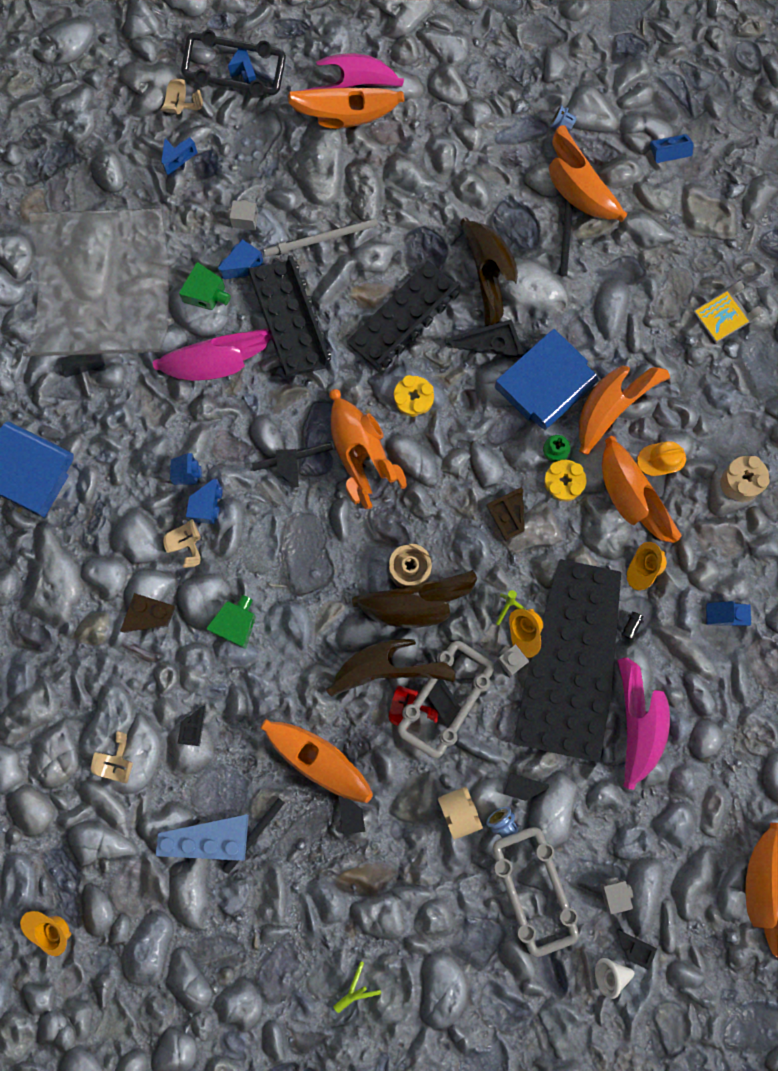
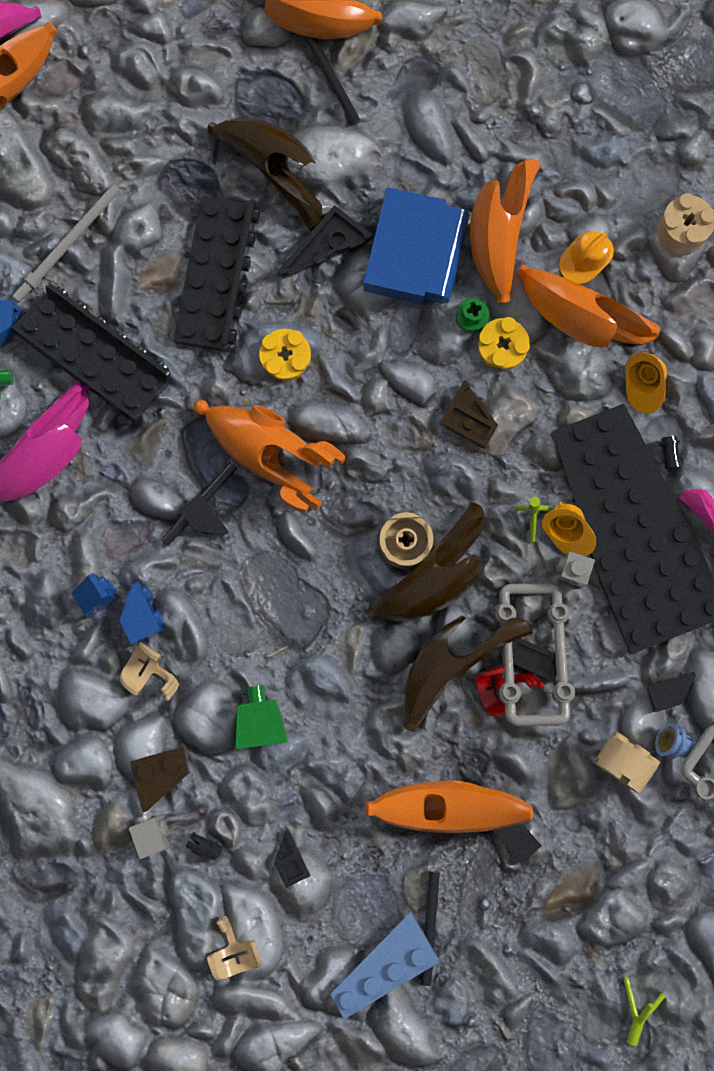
camera: 35 degrees left, 5 degrees up
(113, 648) = (149, 835): none -> light grey brick
(144, 680) = (206, 847): none -> black pin
(725, 314) = (552, 59): flag -> none

